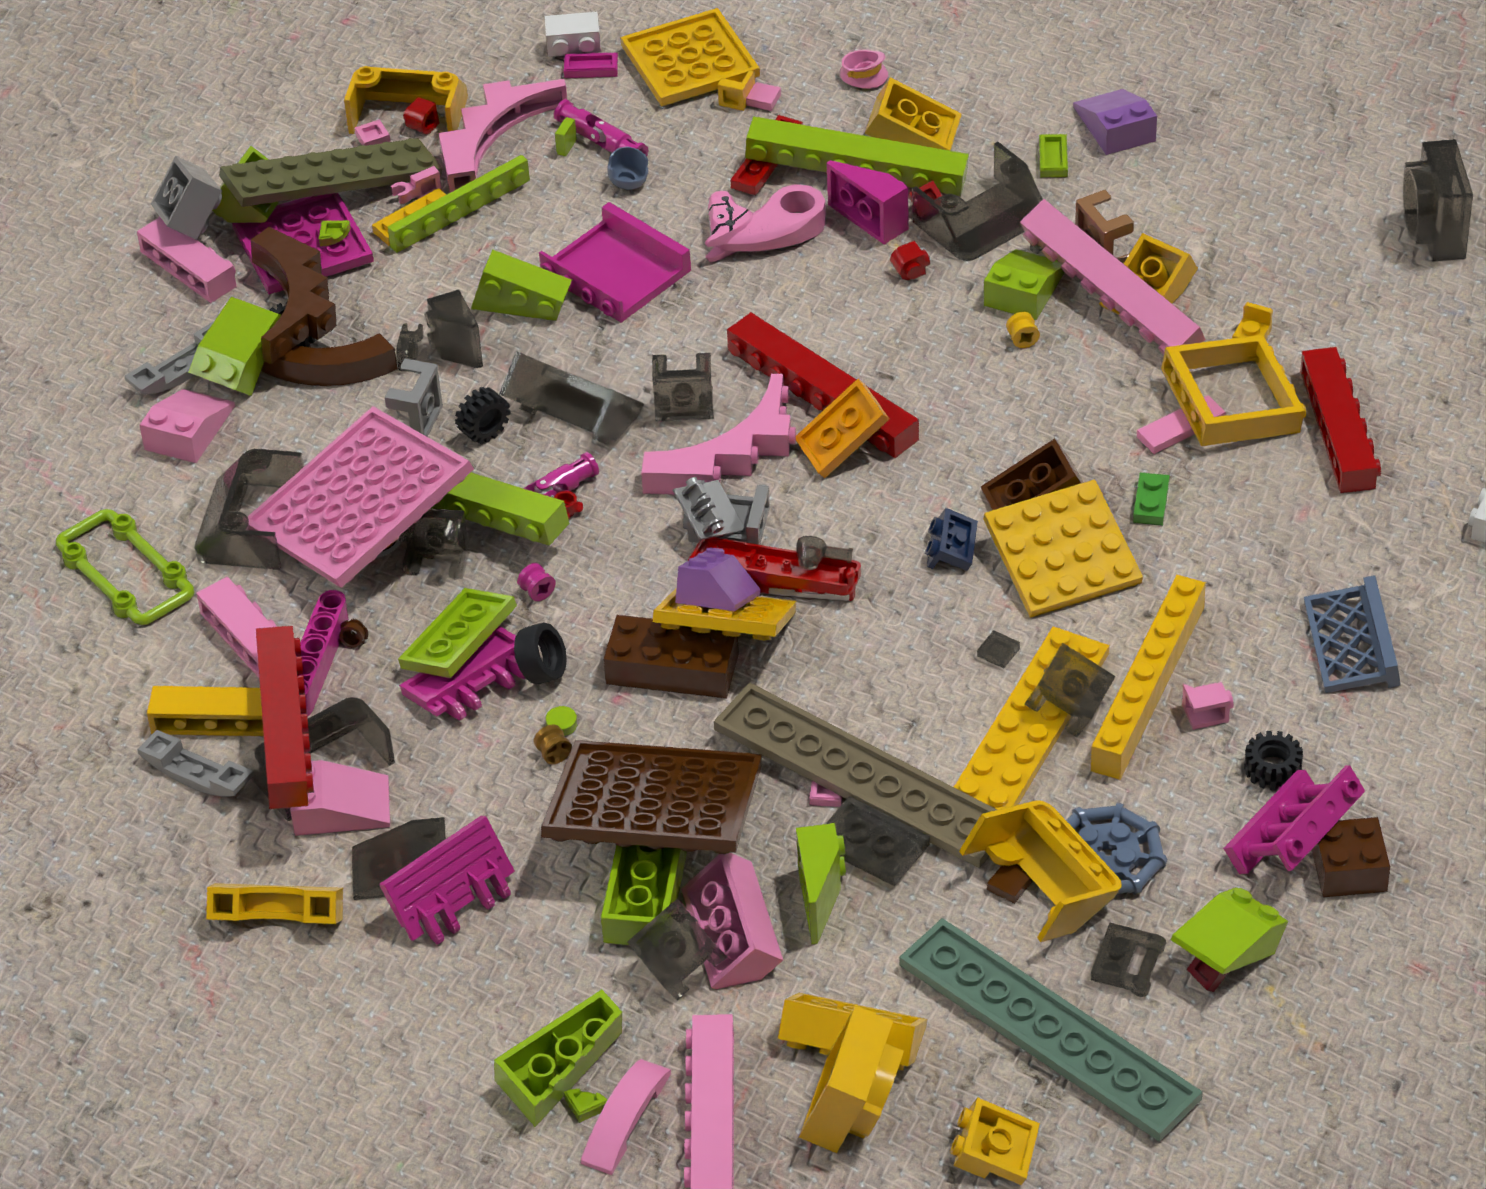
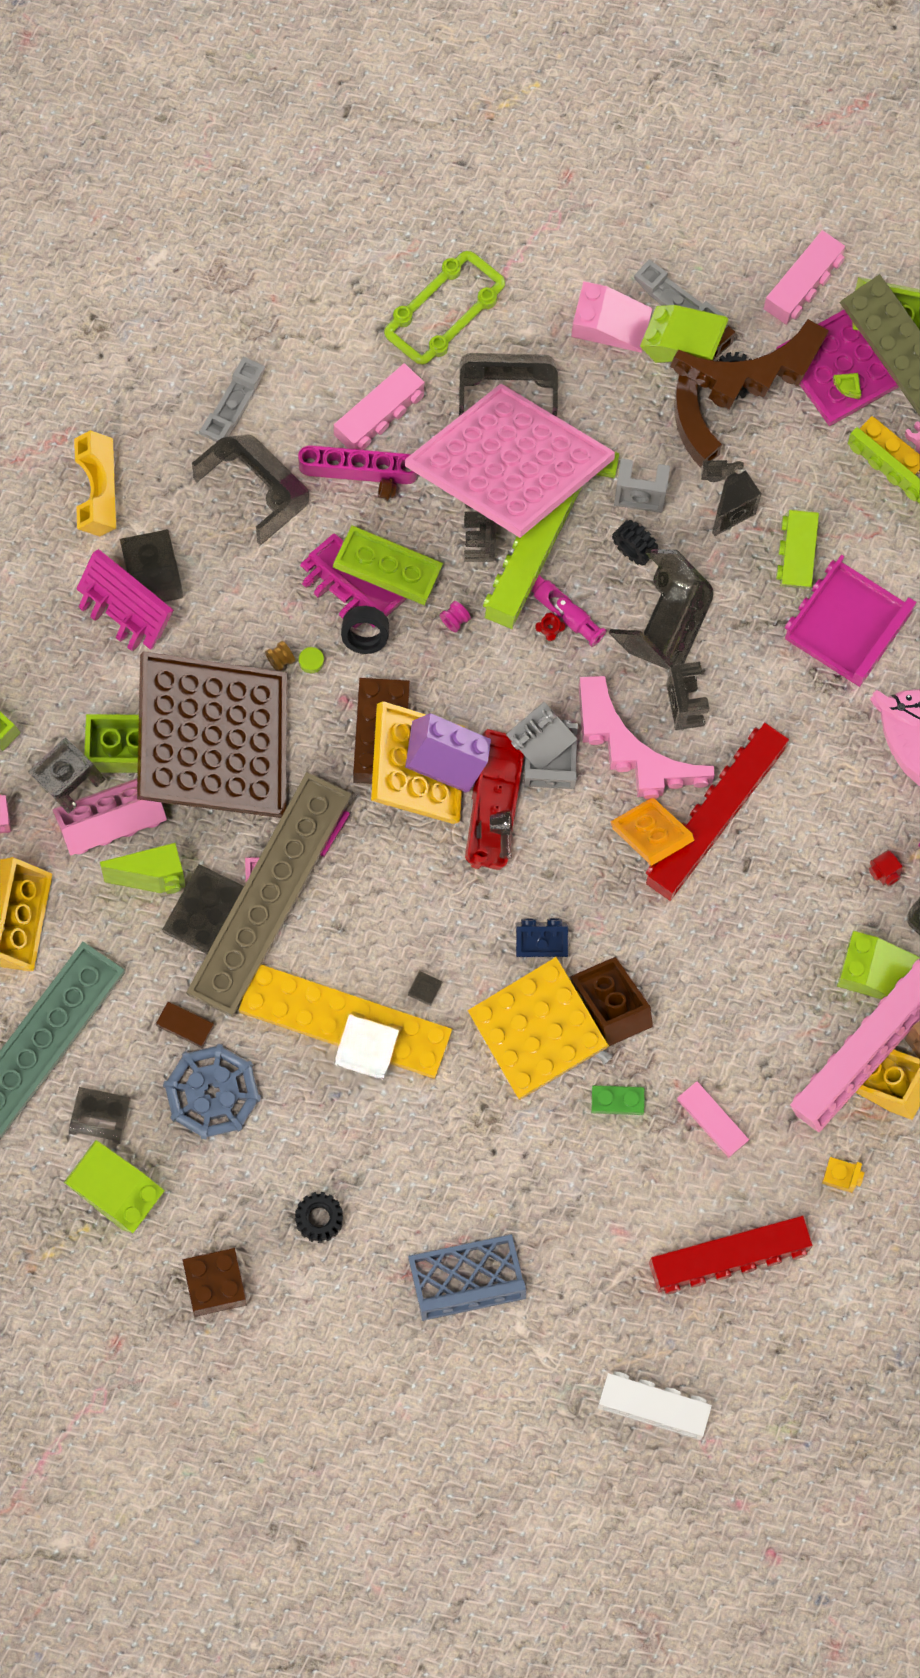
camera: 75 degrees right, 25 degrees up
(186, 198) = (856, 258): light grey brick -> none
(205, 711) = (290, 402): yellow brick -> none
(283, 723) = (253, 447): red brick -> none
(343, 801) = (210, 509): bright pink slope -> none
(1022, 330) = (810, 973): yellow wheel -> none
(1052, 857) = (181, 1053): yellow windscreen -> none
(1147, 677) = (399, 1109): yellow brick -> none
(1207, 704) = (374, 1159): bright pink window -> none
(1234, 427) = (759, 1205): yellow window -> none
(1294, 820) = (248, 1219): dark pink fence -> none

